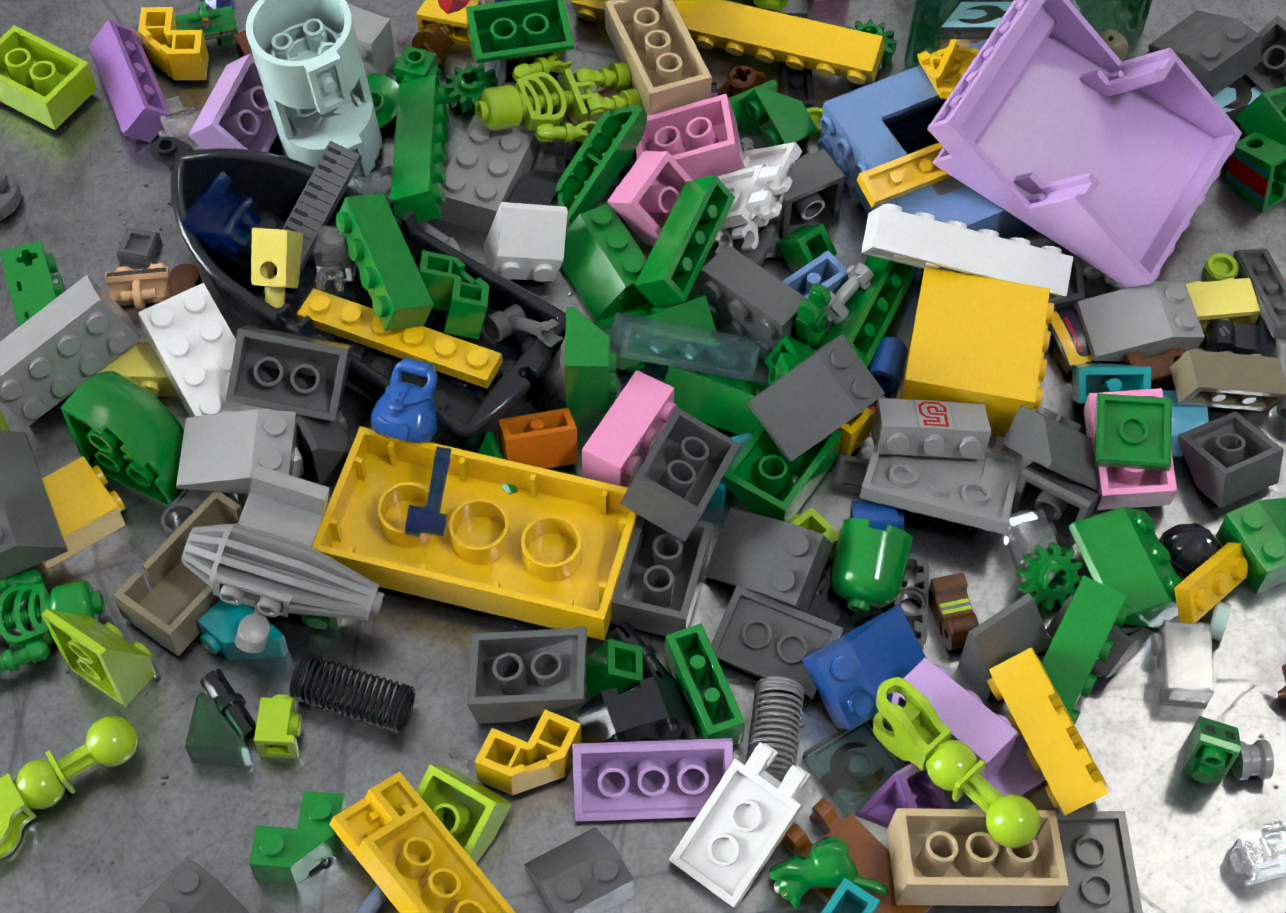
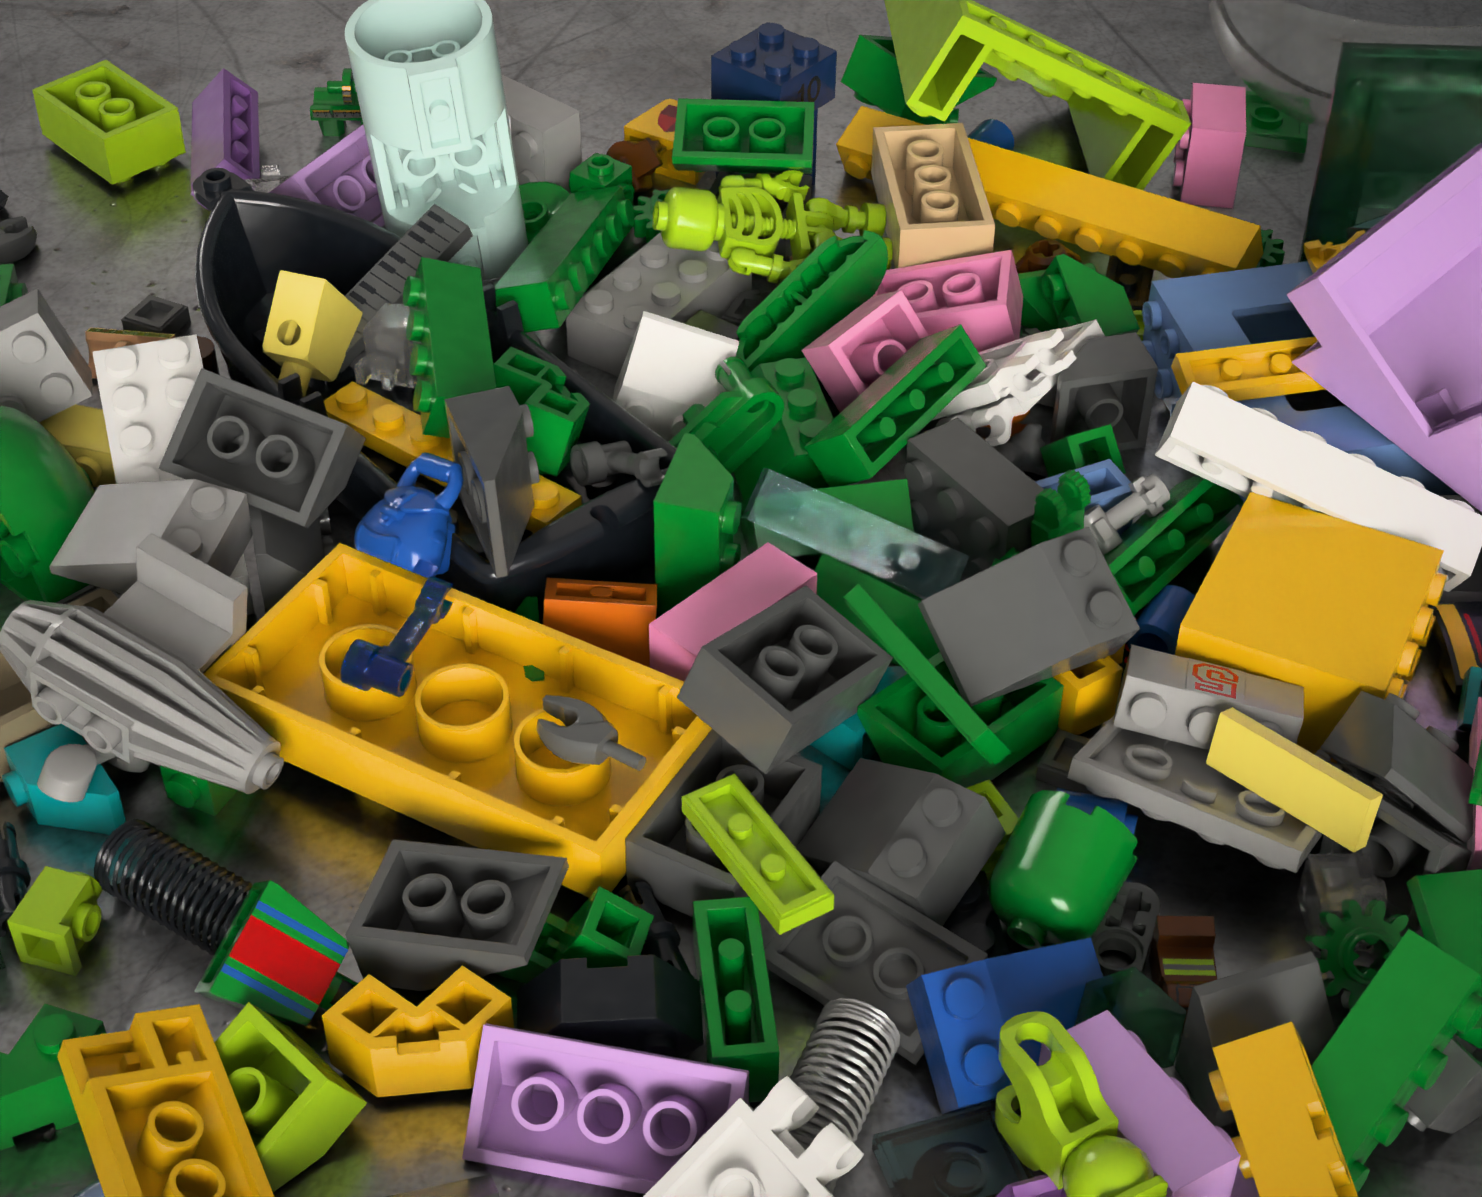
camera: 15 degrees right, 15 degrees down
(174, 51) = (294, 116): yellow brick -> none
(221, 216) = (248, 264): clear blue hips -> none
(430, 729) = (277, 959): none -> torso
(446, 344) = (498, 471): none -> dark grey slope
(573, 541) = (586, 734): none -> dark grey hand
(580, 271) = (736, 419): none -> green piece
(694, 595) = (757, 854): none -> lime tile
(761, 449) = (926, 676): none -> green tile
(935, 645) = (1138, 1008): none -> clear green brick
(993, 474) = (1294, 779): none -> light yellow tile

